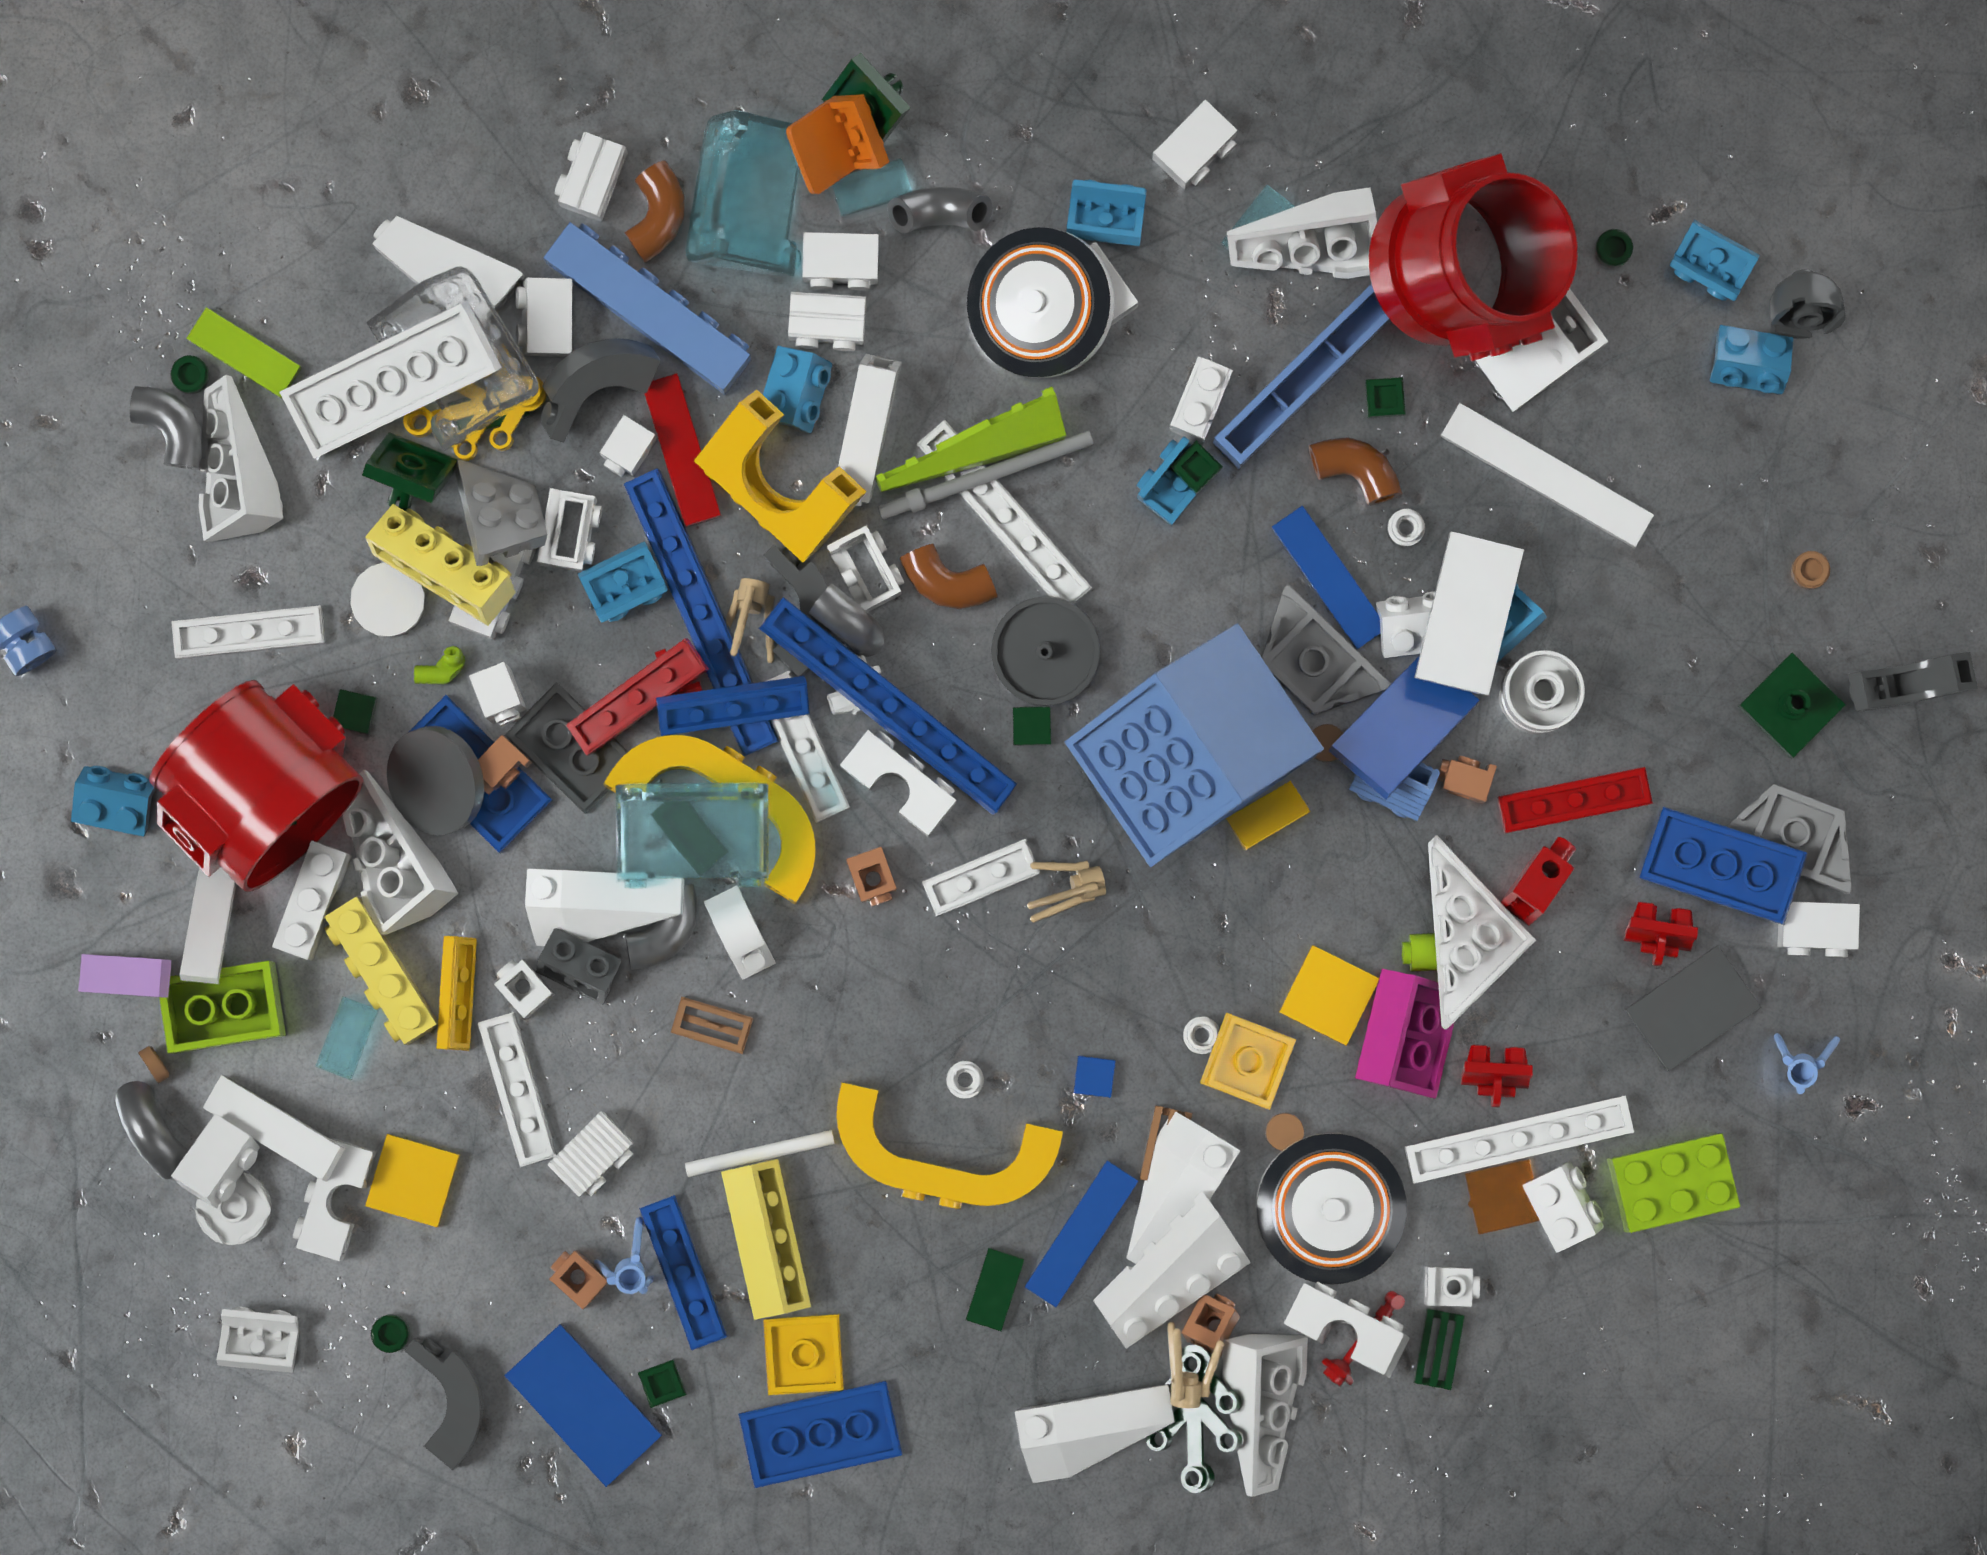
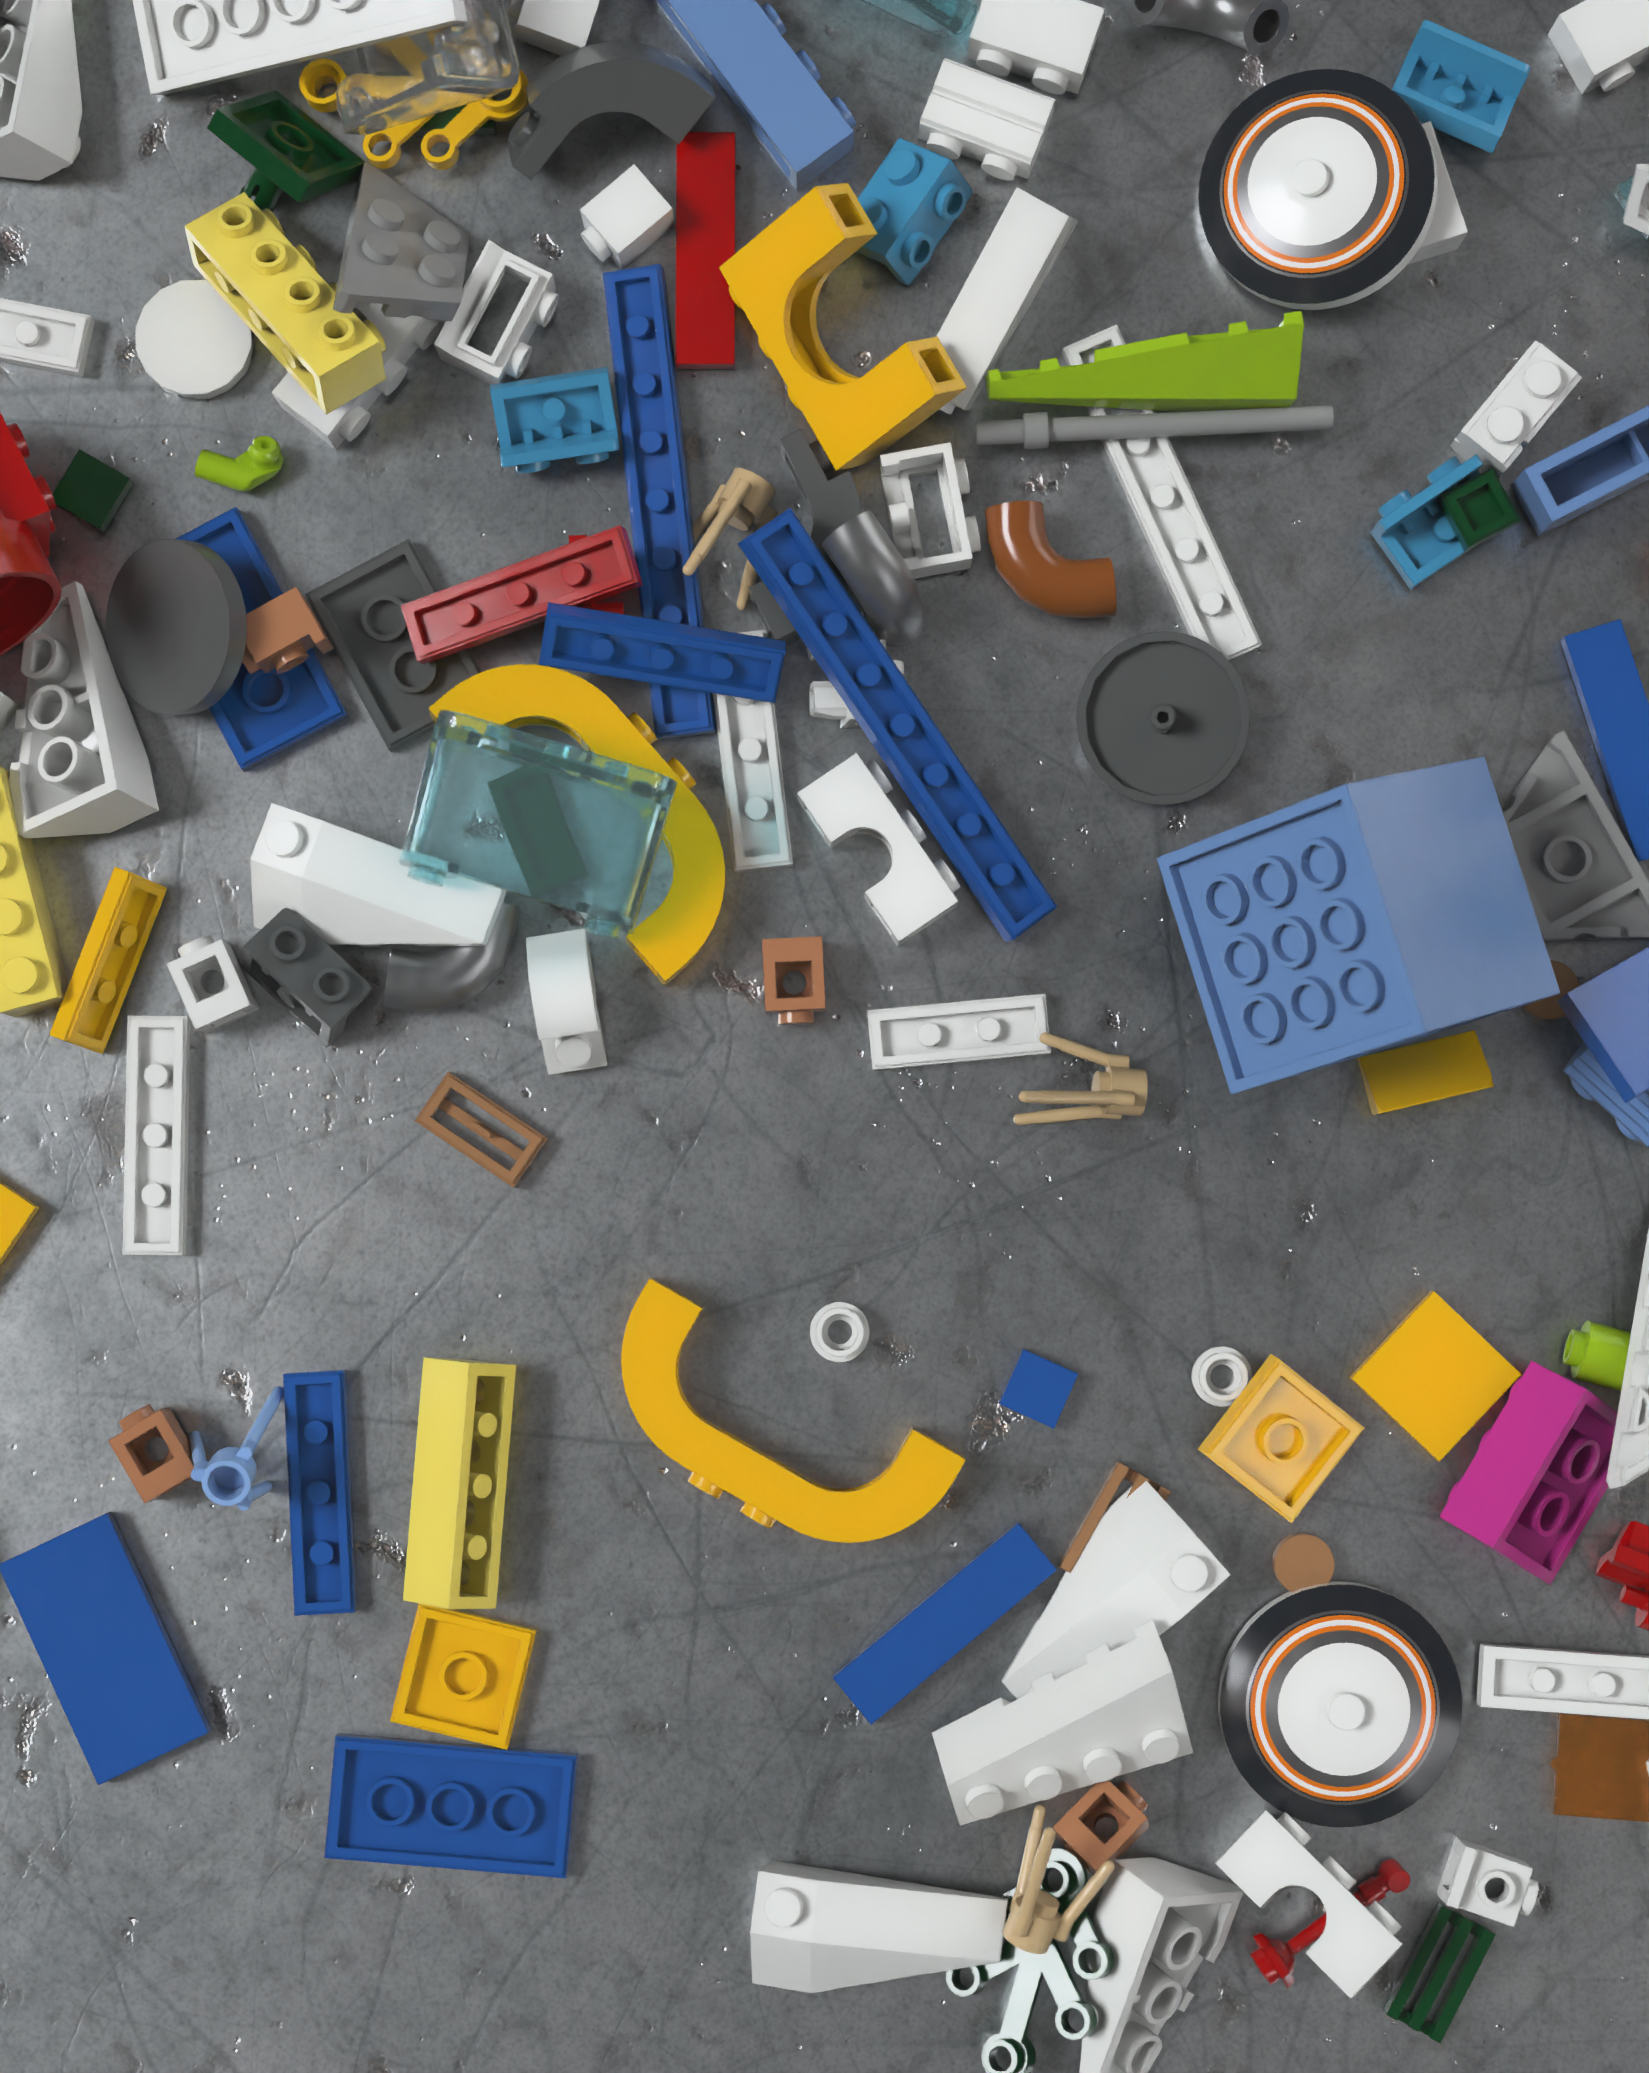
camera: 20 degrees right, 0 degrees up
(498, 694) = (312, 525): white brick -> none
(592, 1155) = (236, 1269): white brick -> none
(662, 1383) = (234, 1651): dark green tile -> none
(759, 1153) = (492, 1346): white bar -> none
(995, 1289) = (786, 1667): dark green tile -> none
(1031, 726) = (1106, 826): dark green tile -> none

